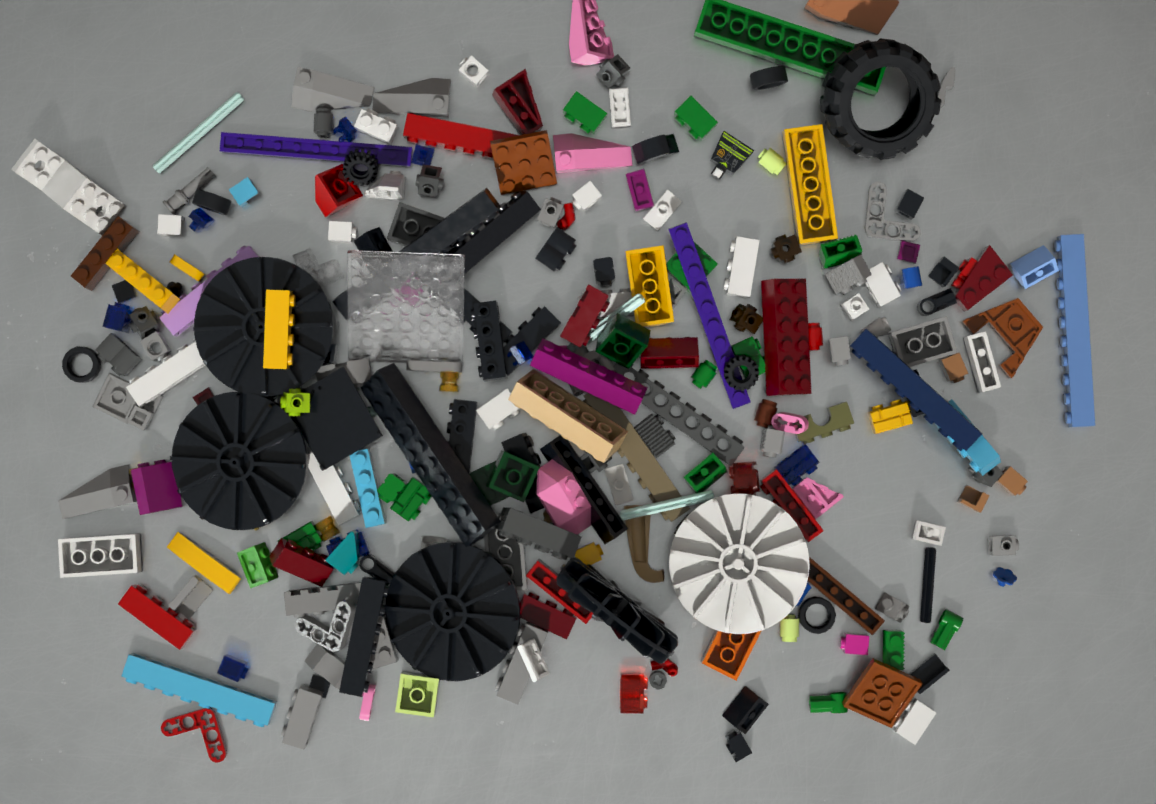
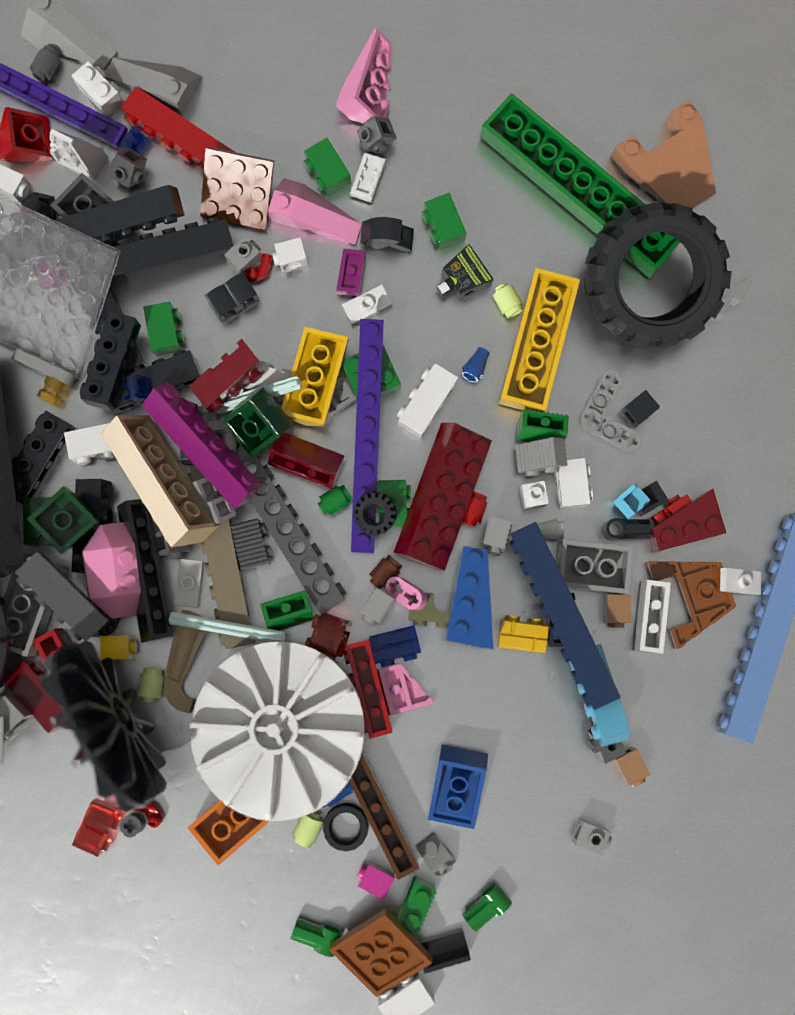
camera: 20 degrees right, 5 degrees down
(346, 129) = (64, 80): clear blue tile -> none
(360, 158) = (66, 112): black tyre -> none
(477, 78) = (232, 83): white brick -> none
(513, 296) = (163, 328): none -> green brick
(518, 103) = (259, 122): dark red wedge -> none
(604, 271) = (272, 340): black brick -> none
(615, 415) = (212, 501): none -> light grey slope
(625, 572) = (150, 684): none -> yellowish green brick
(737, 745) = (190, 941): black brick -> none
(745, 710) = (217, 902): black panel -> none
(746, 318) = (407, 457): dark brown brick -> none
(768, 78) = (541, 209): black tyre -> none
(768, 223) = (475, 366): none -> blue cone
(792, 246) = (489, 393): dark brown brick -> none
(842, 410) = (471, 603): none -> blue wedge
(888, 550) = (458, 786): none -> blue slope
(908, 252) = (618, 461): magenta tile -> none
(911, 277) = (610, 488): blue piece -> none
(928, 533) = (512, 786): white slope -> none
(928, 585) = (487, 846): black axle -> none
(932, 279) = (631, 501): none -> medium azure panel
(973, 499) = (579, 768): medium nougat panel -> none
(1004, 576) = (579, 874): blue plant -> none
(1034, 267) = (753, 535): light blue brick -> none
(1039, 306) = (740, 581): none -> white plate

